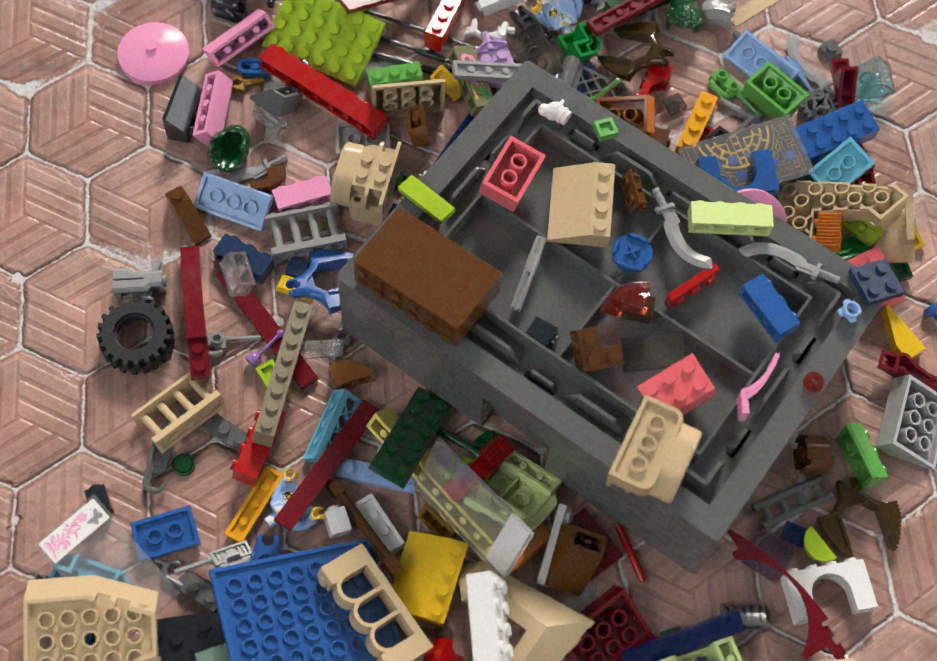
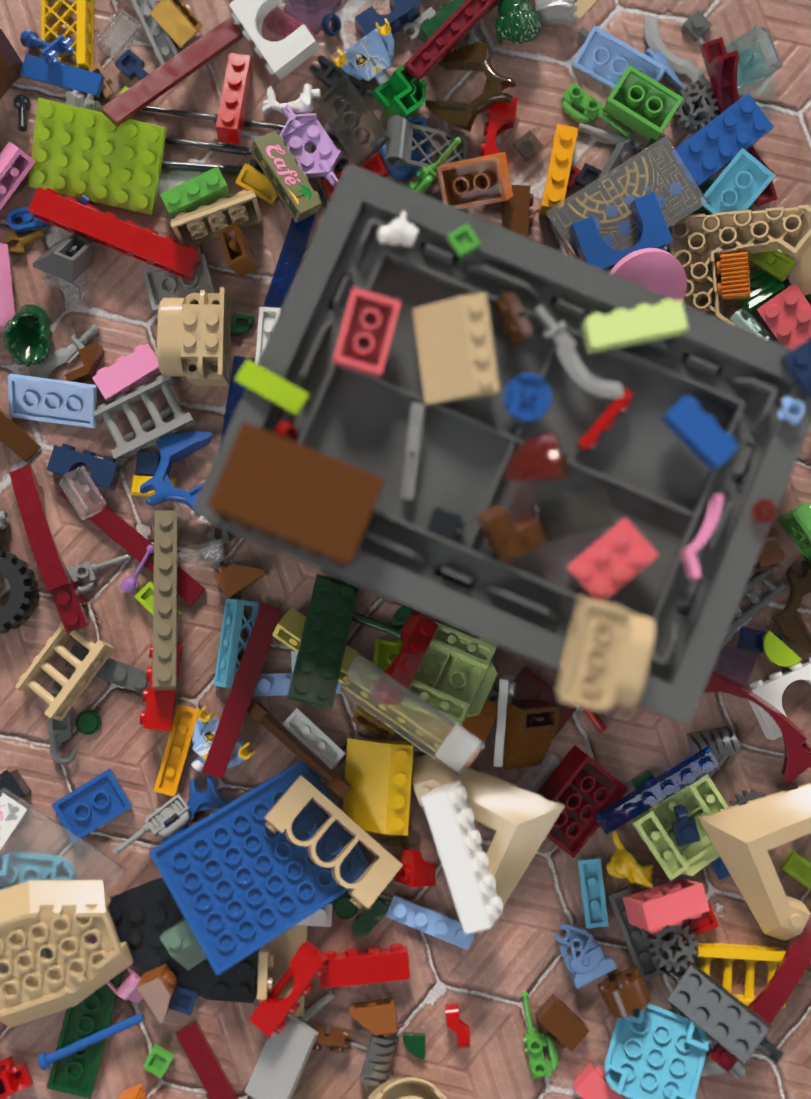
camera: 15 degrees left, 20 degrees up
(192, 587) = (135, 853): dark grey plate -> none
(337, 521) = (268, 749): white brick -> none
(483, 70) = (301, 164): light grey plate -> none
(790, 256) = (710, 356): light grey sword -> none

